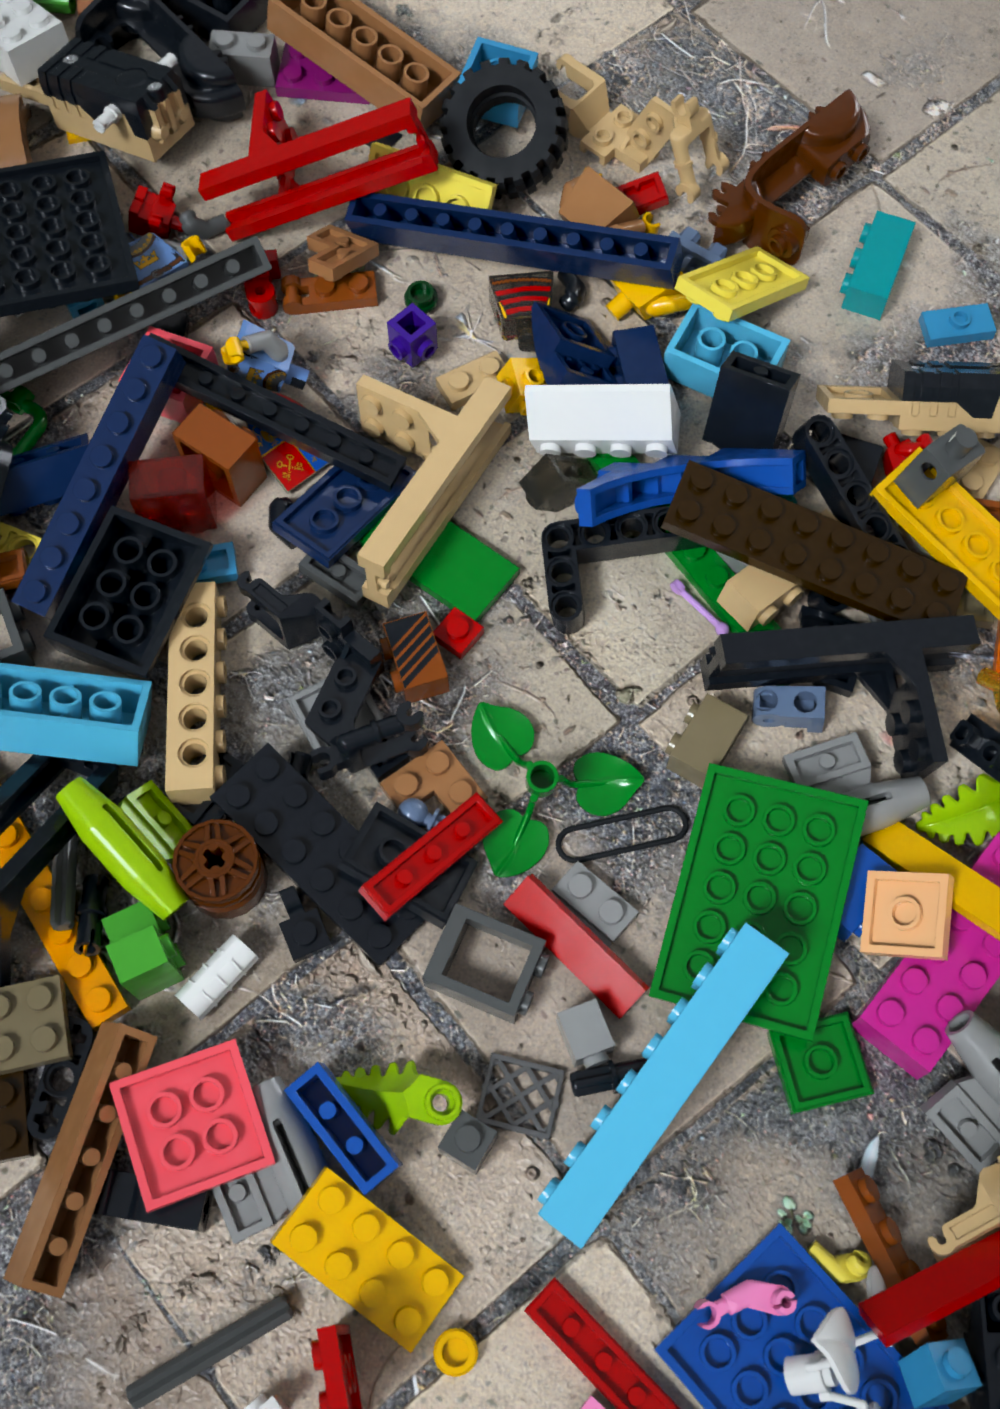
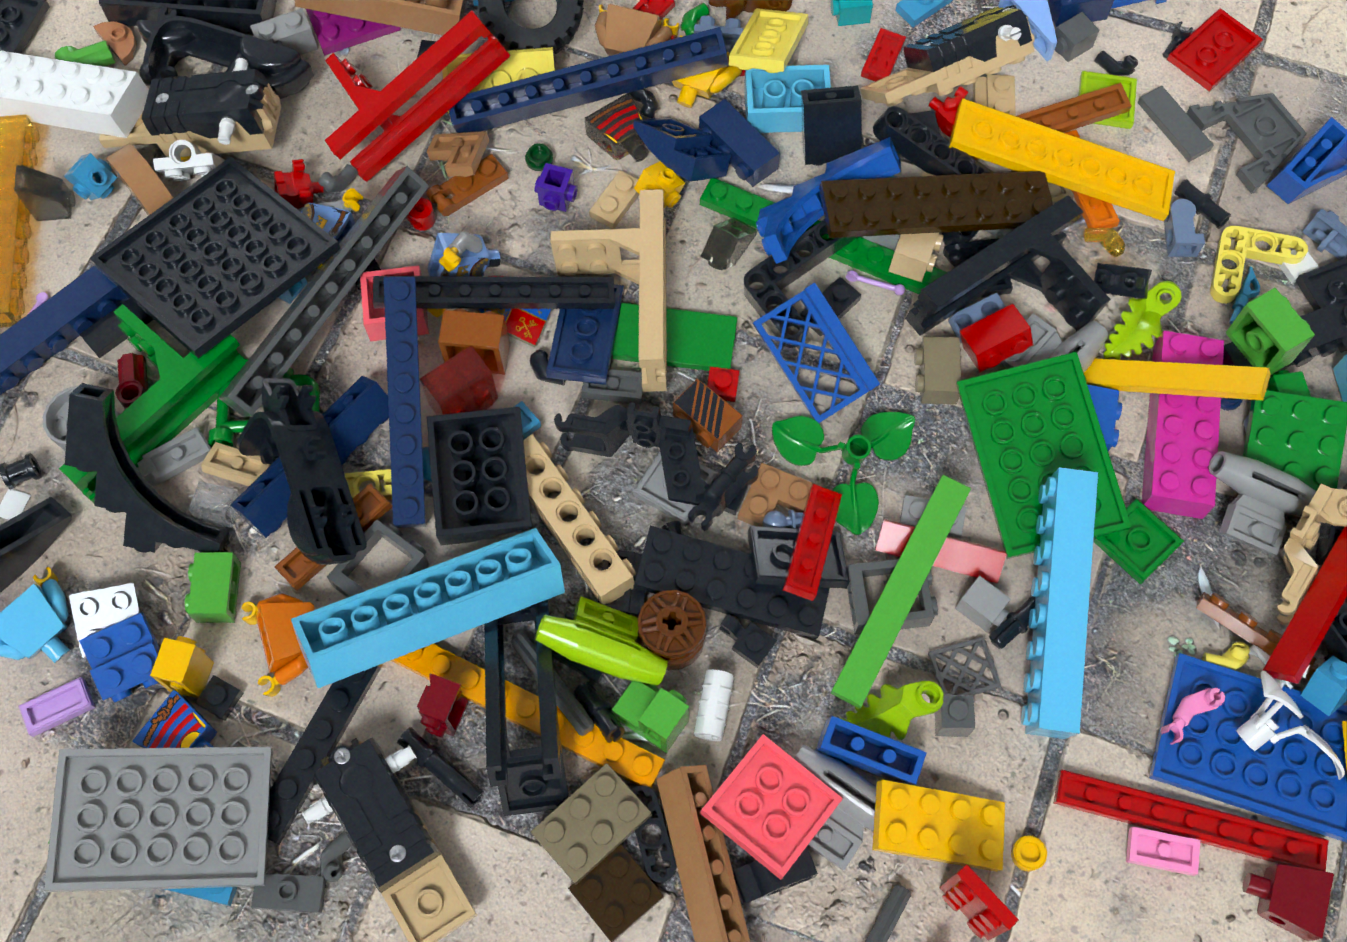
camera: 30 degrees left, 0 degrees up
(59, 144) = (180, 171): none -> white plate
(492, 965) = (900, 592): none -> bright green tile
(603, 419) = (739, 182): white slope -> none
(606, 649) = (838, 339): none -> blue fence
(625, 849) = (928, 472): black piece -> none
(631, 608) = (840, 297): none -> black plate
(679, 223) = (692, 16): none -> green arm
(790, 737) = (996, 337): none -> red brick
(868, 361) = (883, 55): none -> red plate
(907, 915) = (1143, 412): light nougat plate -> none
(951, 456) = (993, 92): dark grey torso -> none

